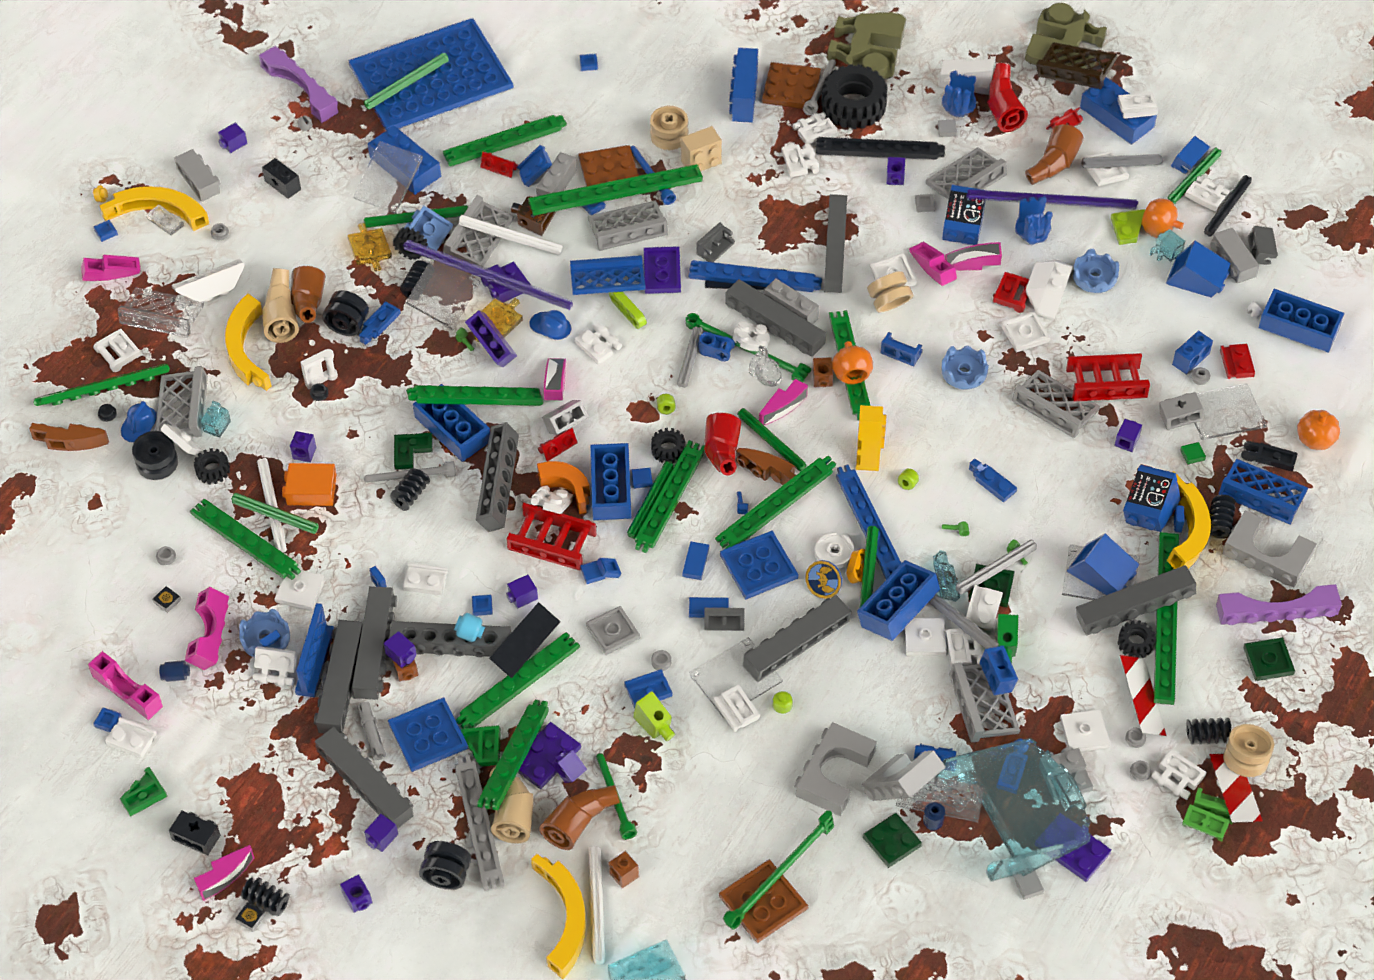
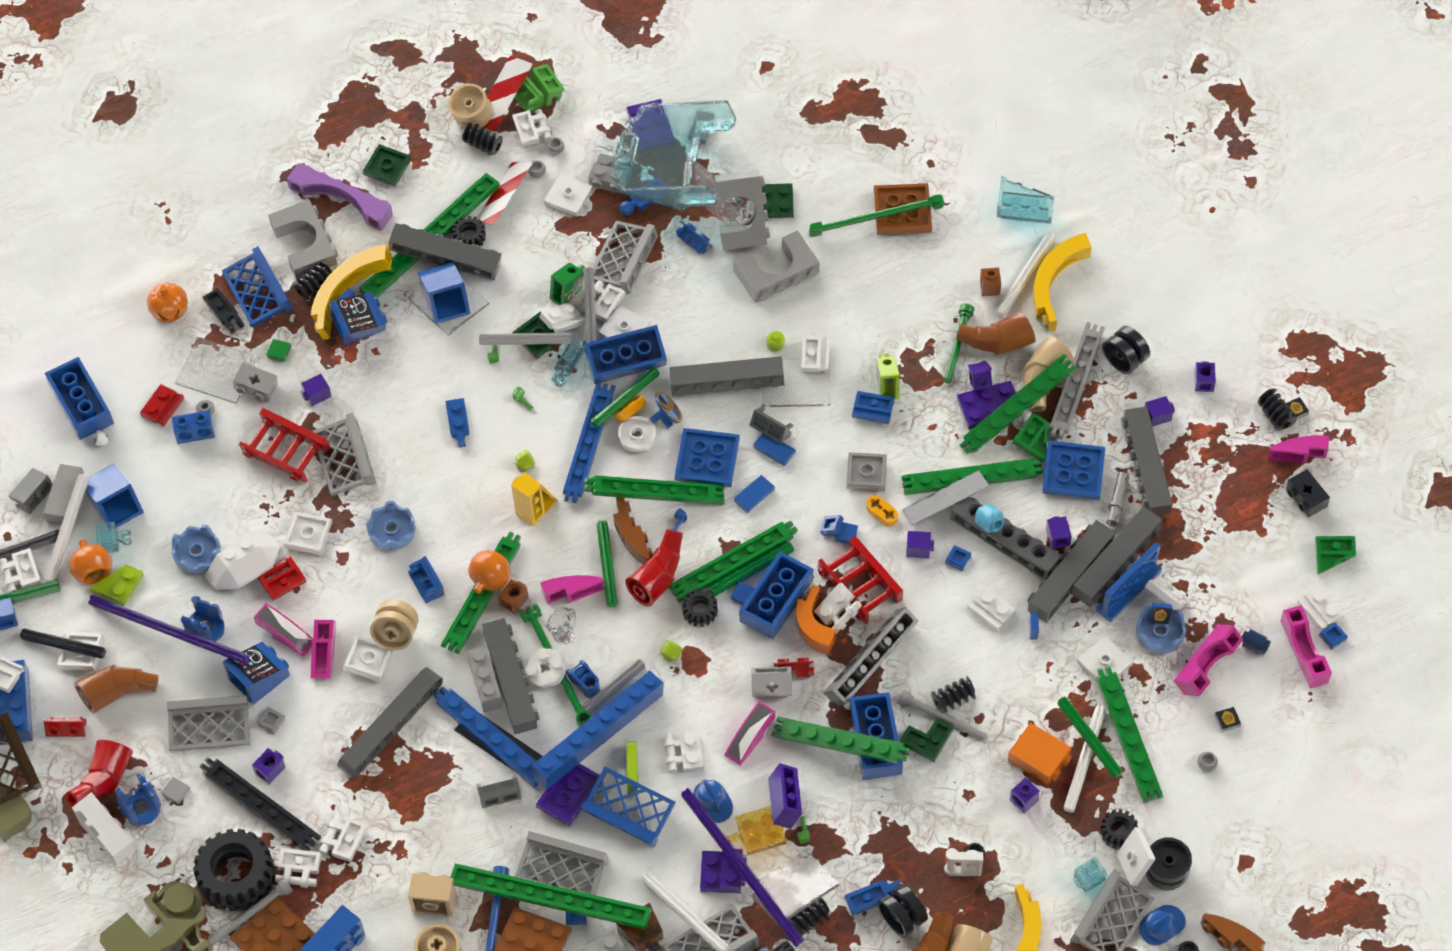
camera: 145 degrees left, 5 degrees up
(575, 606) = (881, 511): none -> light orange beam
(661, 660) = (844, 428): light grey tile -> none
(671, 310) = (597, 730): none -> blue brick
(998, 670) = (599, 255): blue brick -> none
(1204, 229) = (66, 528): none -> white axle

